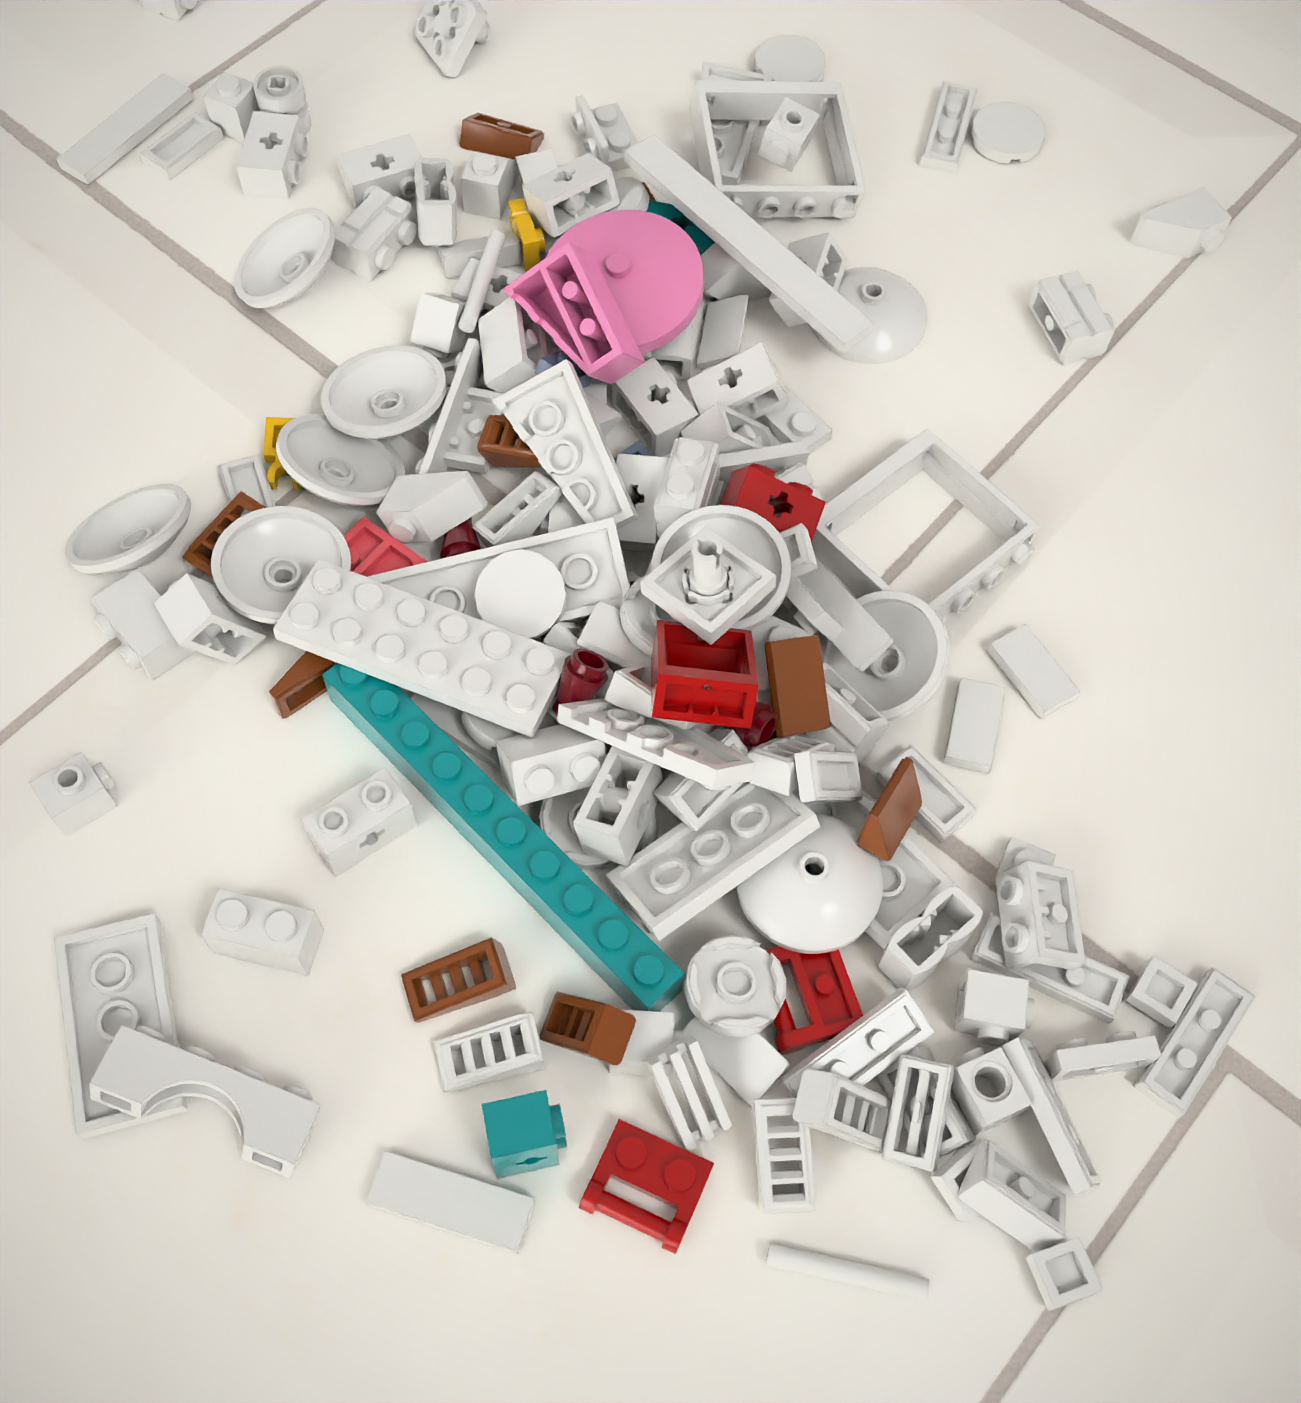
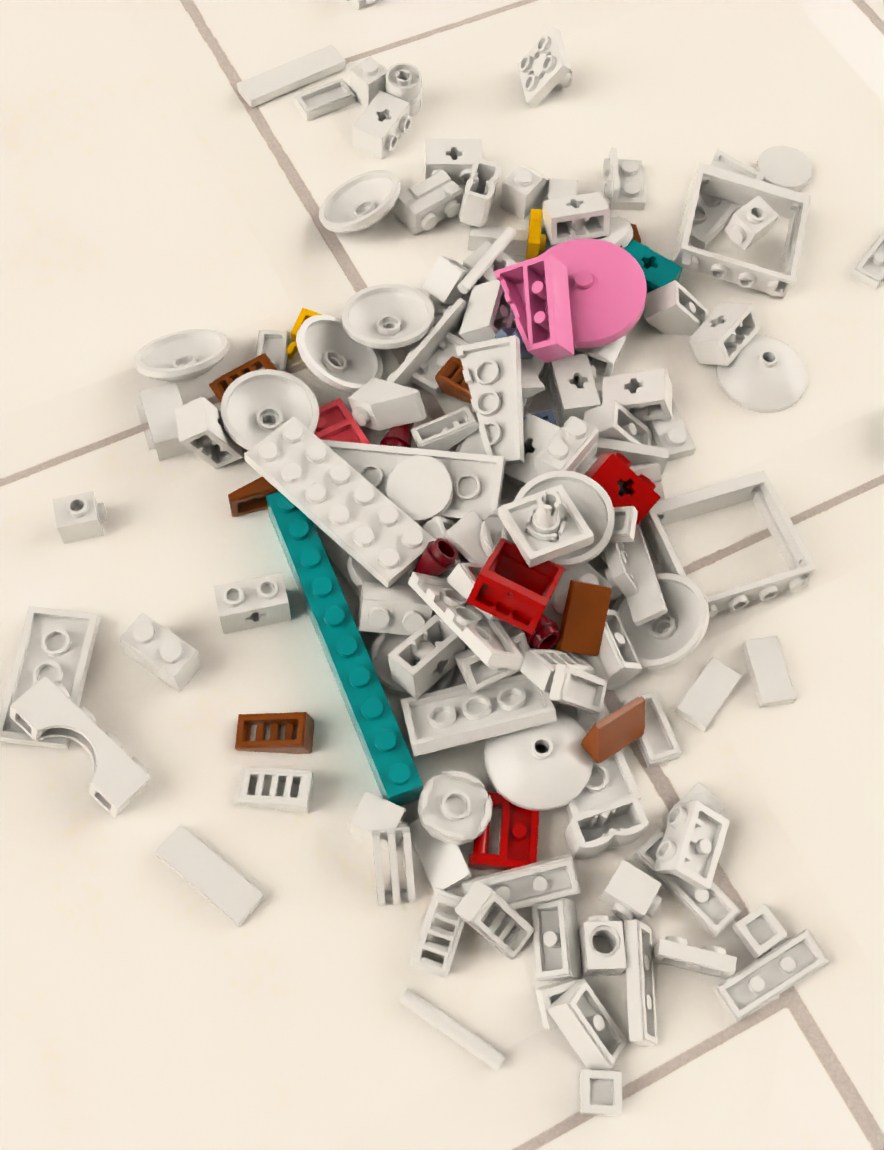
camera: 20 degrees right, 0 degrees up
(498, 136) = (547, 159): dark orange slope -> none
(524, 1133) = (271, 848): teal brick -> none
(588, 1028) = (344, 796): dark orange slope -> none
(654, 1169) = (351, 908): red plate -> none
(722, 330) = (648, 350): white slope -> none
(749, 243) = (687, 294): white tile -> none
(938, 1116) = (557, 950): white tile -> none

